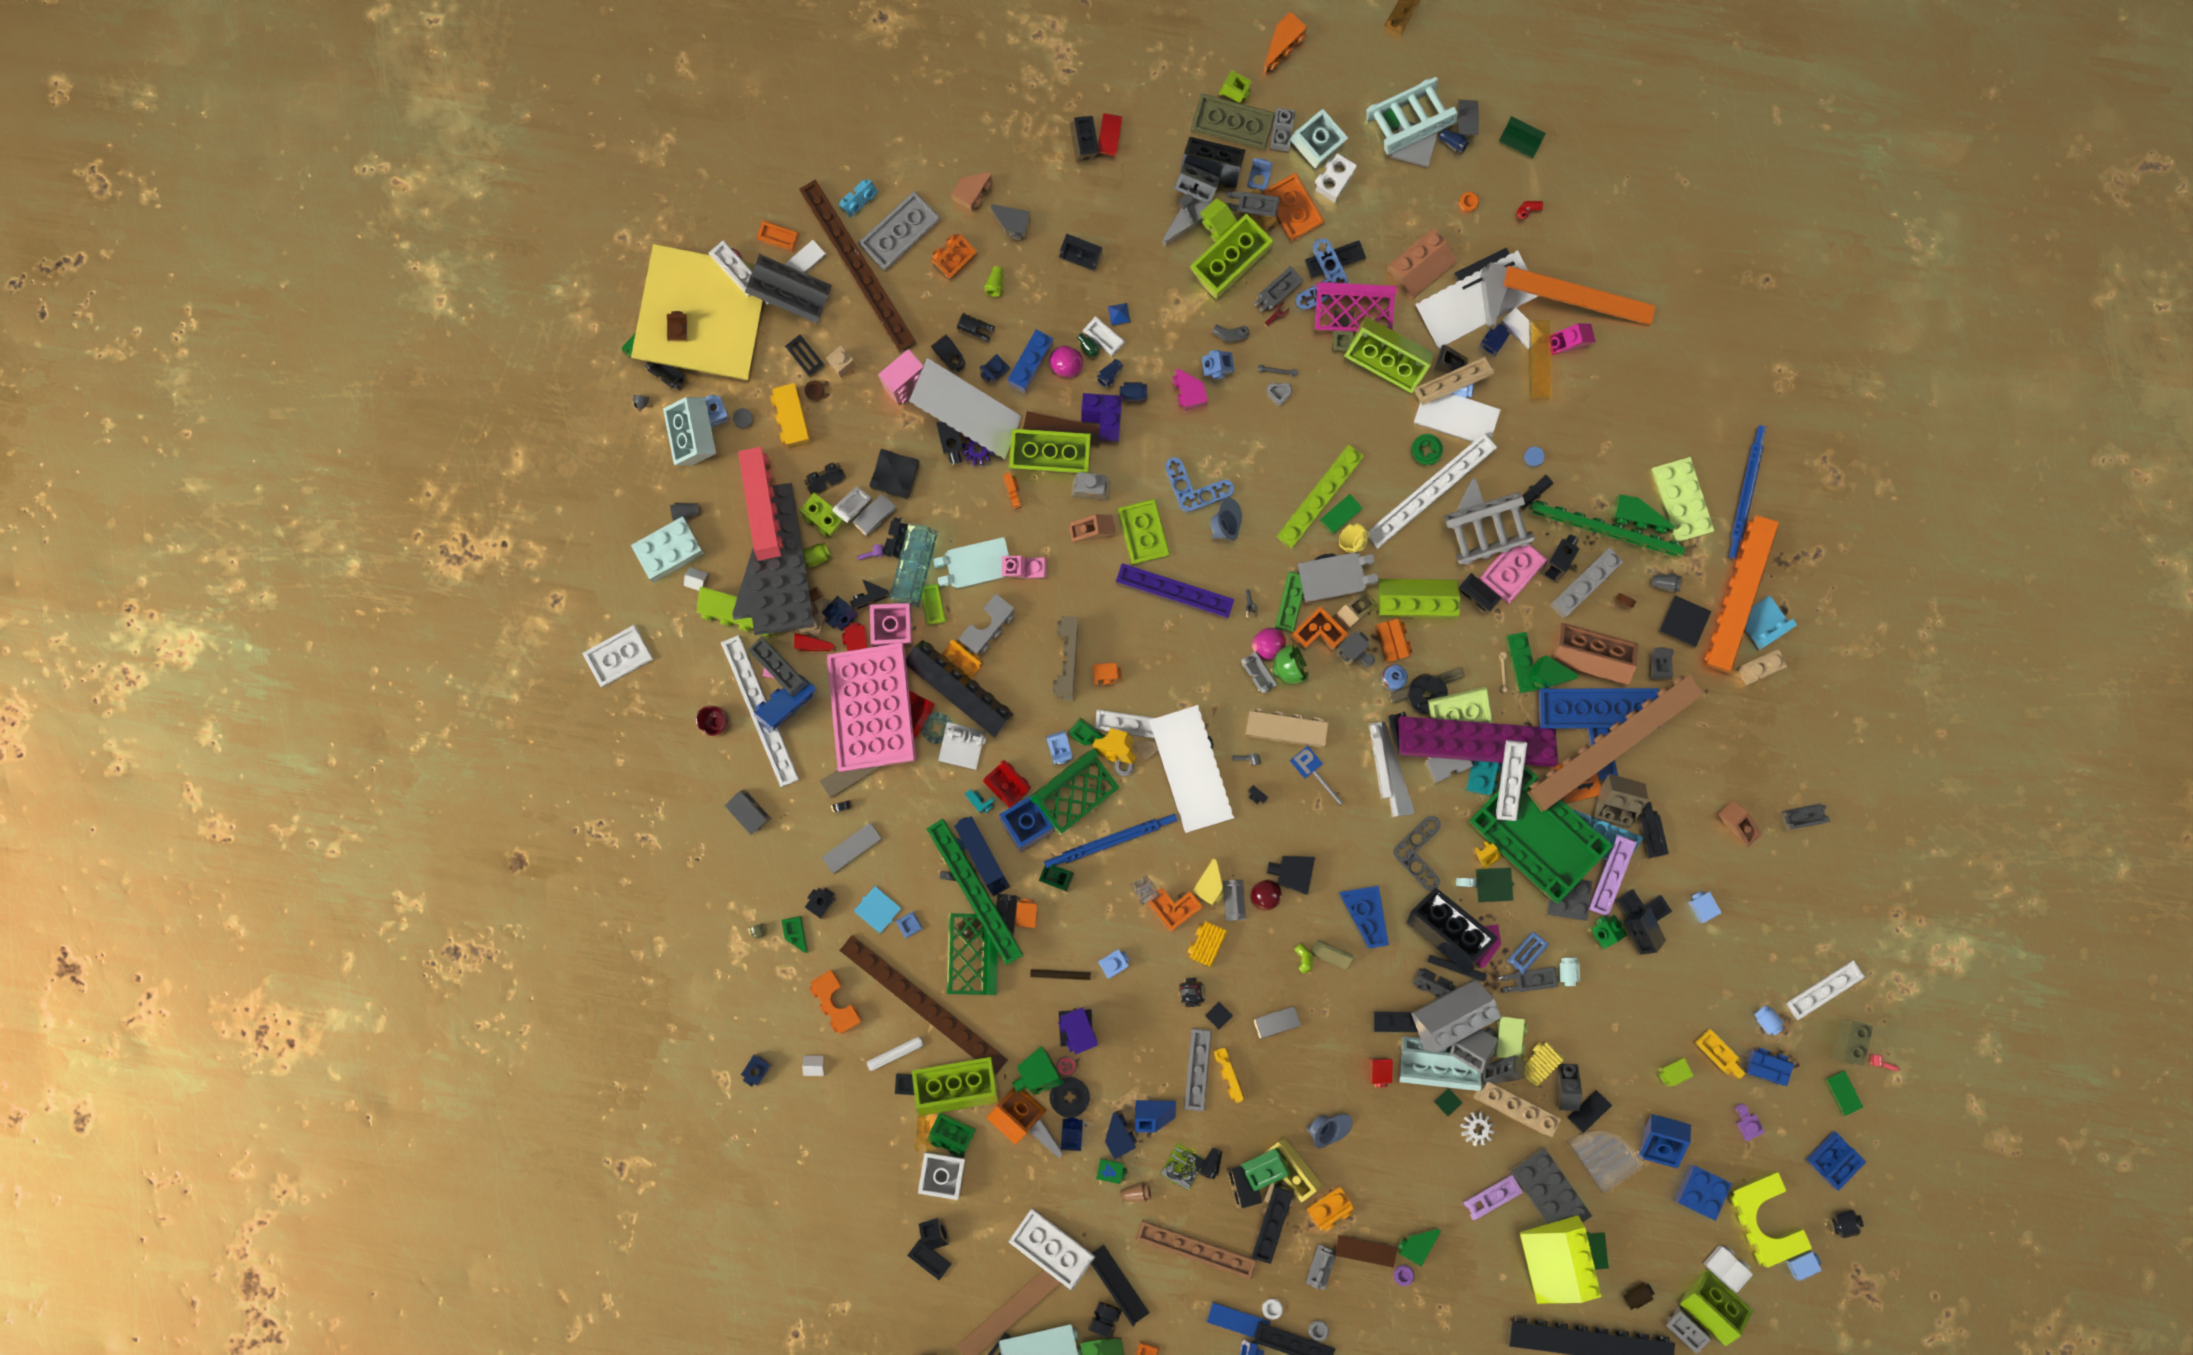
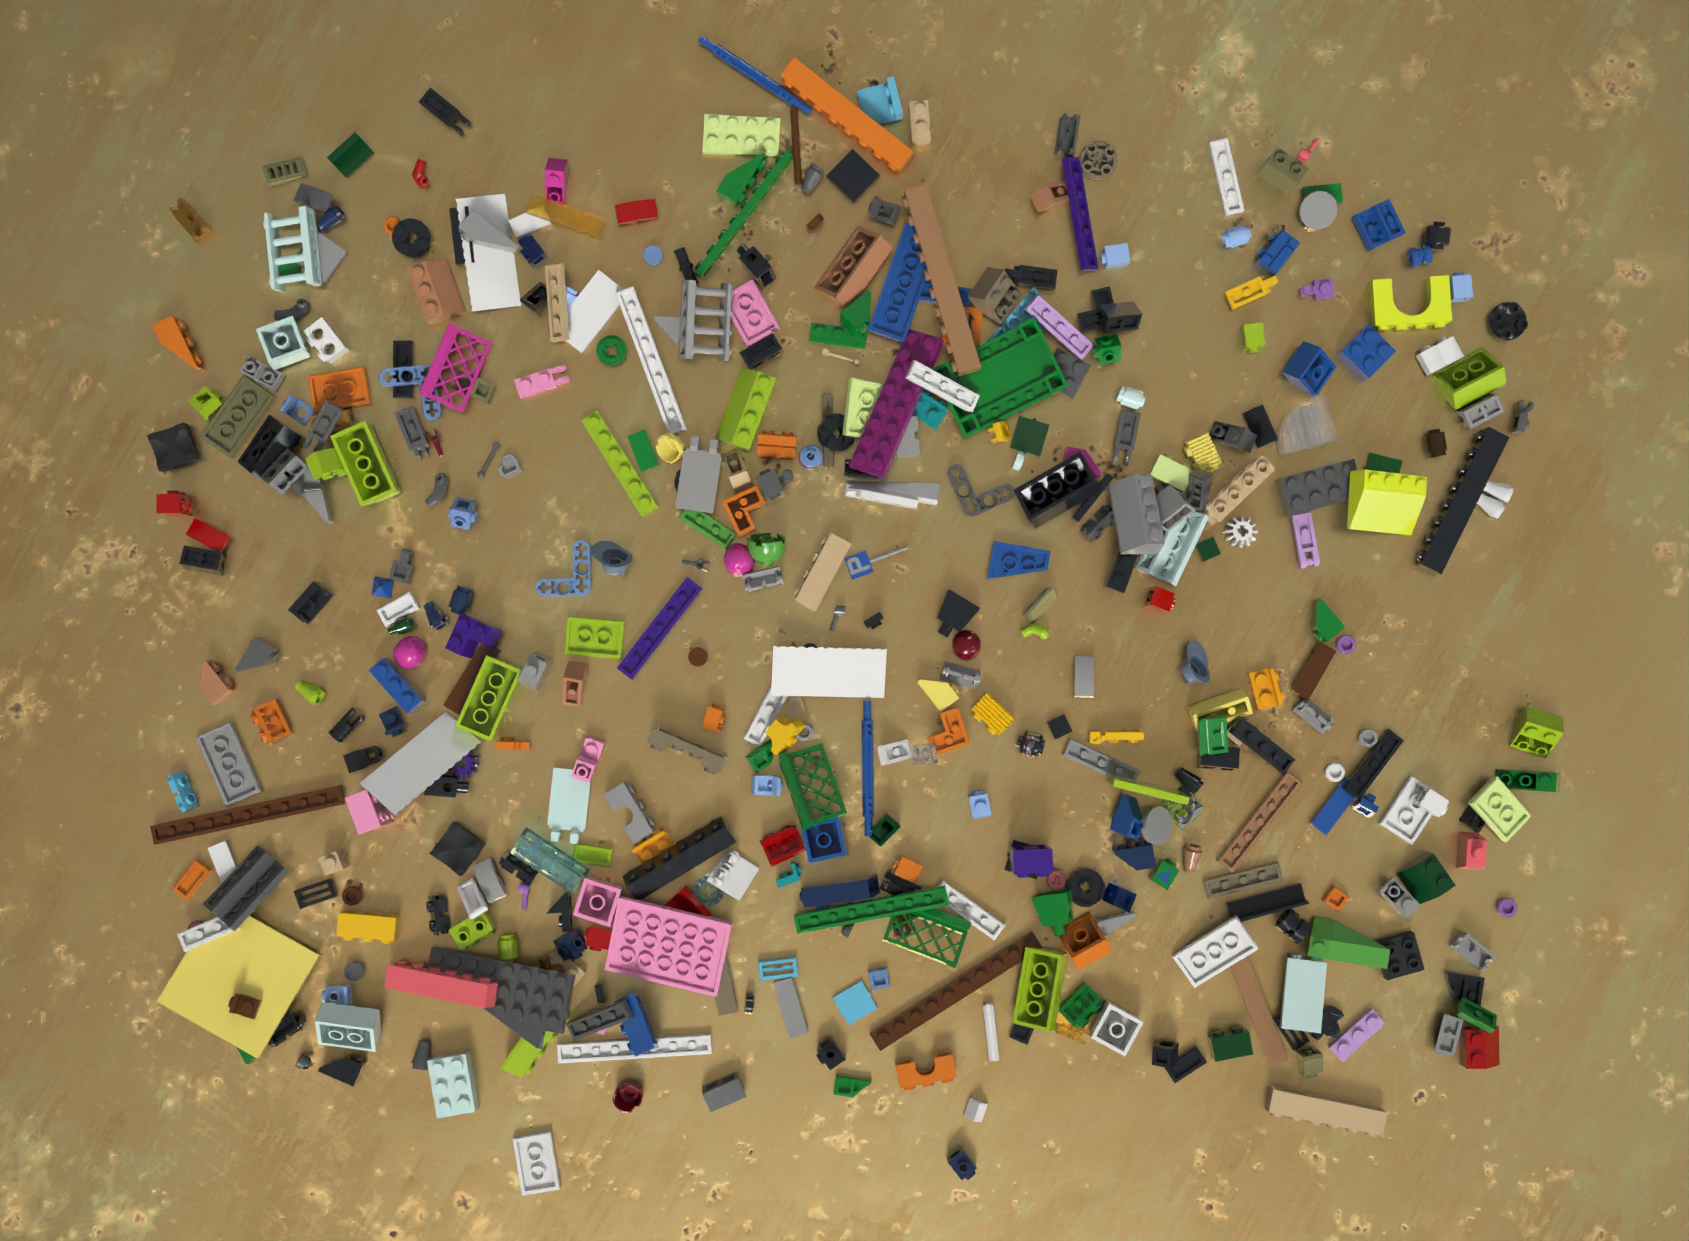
camera: 75 degrees left, 5 degrees up
(647, 443) = (345, 1069): none -> black slope
(695, 578) = (489, 1066): white slope -> none
(757, 931) = (836, 1120): olive hinge -> none
(803, 659) = (601, 992): none -> black tile
(807, 643) = (587, 984): red slope -> none
(892, 837) = (776, 968): none -> medium azure tile
(964, 1297) = (1230, 1044): none -> dark green brick
(1006, 994) = (973, 912): none -> white tile
(1060, 974) = (972, 856): dark brown bar -> none
(1128, 93) = (174, 504): none -> red brick
(1132, 1253) = (1242, 880): none -> dark tan tile
(1136, 860) = (894, 752): none -> white slope
(1142, 326) = (401, 570): none -> dark grey plate
(1156, 1146) = (1156, 825): none -> light grey tile
(1160, 637) = (697, 656): none -> reddish brown tile
(1181, 73) = (173, 447): none -> black brick
(1189, 1123) = (1147, 789): none -> lime tile
(1191, 390) = (478, 546): dark pink slope -> none
(1353, 140) = (296, 311): none -> dark grey arm
(1371, 392) = (540, 381): none -> bright pink hinge
(1389, 354) = (511, 352): lime slope -> none
(1464, 233) = (401, 232): none -> black plate
(1479, 65) = (287, 177): none -> olive slope
(1517, 965) = (1108, 441): medium blue tile -> none
(1570, 425) = (636, 211): none -> red slope
(1579, 295) = (518, 158): orange tile -> none
(1586, 583) = (786, 251): light grey brick -> none
(1598, 208) = (443, 110): none -> black hinge
(1692, 556) = (796, 146): none -> reddish brown bar
(1732, 857) = (1080, 214): none -> dark purple tile
(1789, 1326) = (1508, 321): none -> black dish
(1792, 856) = (1098, 160): none -> dark tan tile
(1821, 1212) = (1419, 255): none -> blue wheel
(1827, 1093) = (1318, 209): none -> light grey tile

